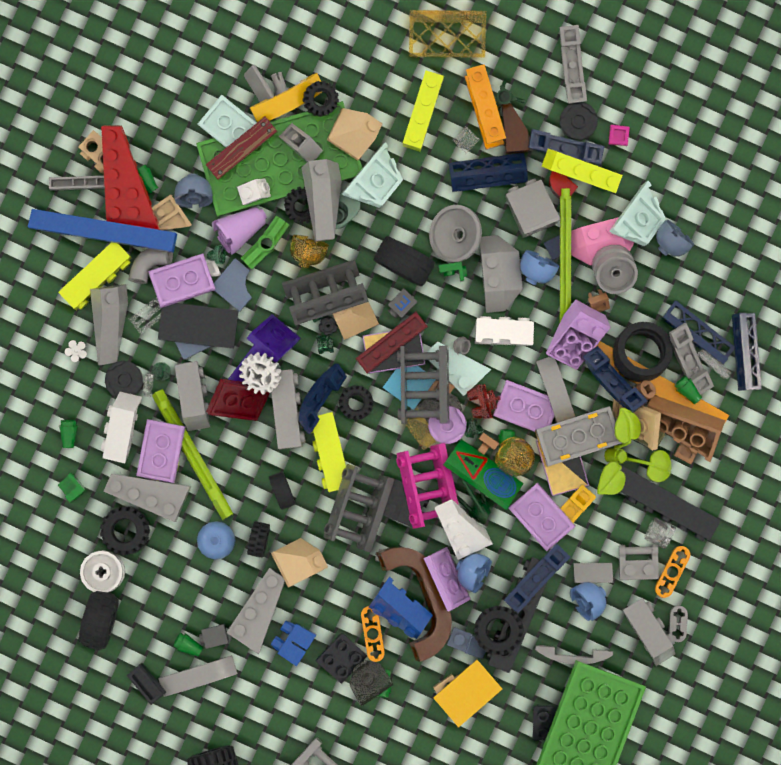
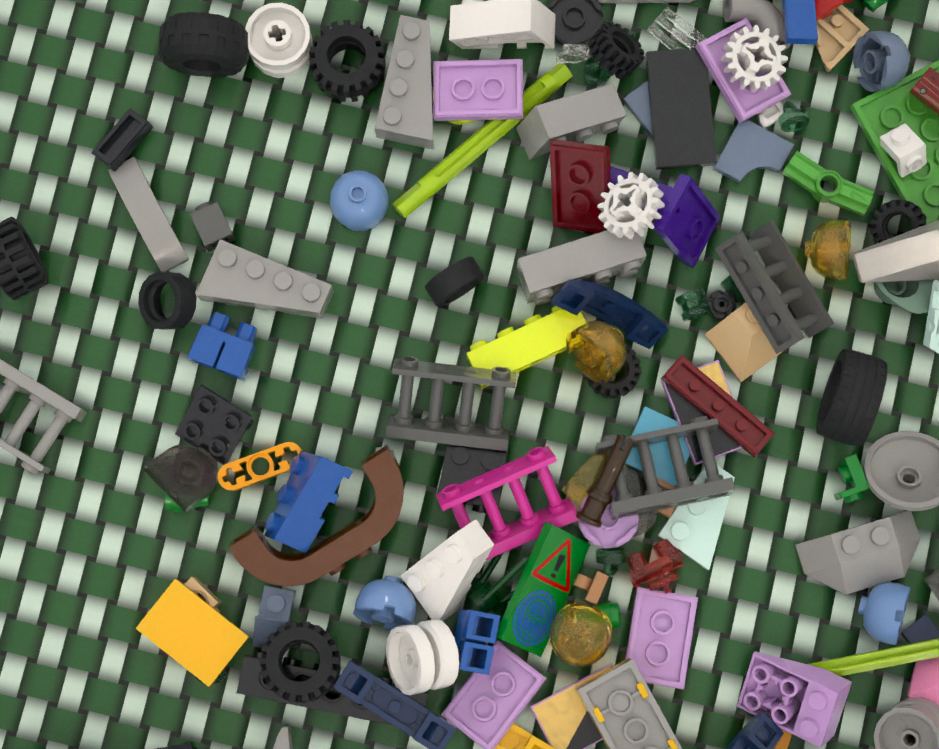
camera: 75 degrees right, 5 degrees down
(153, 358) = (616, 50): none -> black tyre
(172, 268) = (749, 59): none -> white gear
(187, 645) = (191, 188): green cone -> none
(239, 228) = (842, 139): lavender cone -> none
(258, 539) = (372, 261): black tyre -> none
(261, 684) = (150, 300): none -> black tyre
(298, 561) = (350, 328): tan slope -> none
(343, 410) = (598, 350): none -> clear yellow cylinder
(401, 304) = (780, 410): dark grey brick -> none
(433, 427) = (600, 494): none -> dark brown pin
(446, 580) = (369, 560): lavender tile -> none
(461, 345) = (736, 516): light grey plate -> none
(502, 523) = (471, 635): none -> blue hips
(504, 331) = (773, 578): white wedge -> none
(510, 556) = (422, 657): none -> white wheel
(555, 389) = (700, 678): light grey slope -> none
(599, 302) = (853, 721): medium nougat tile -> none

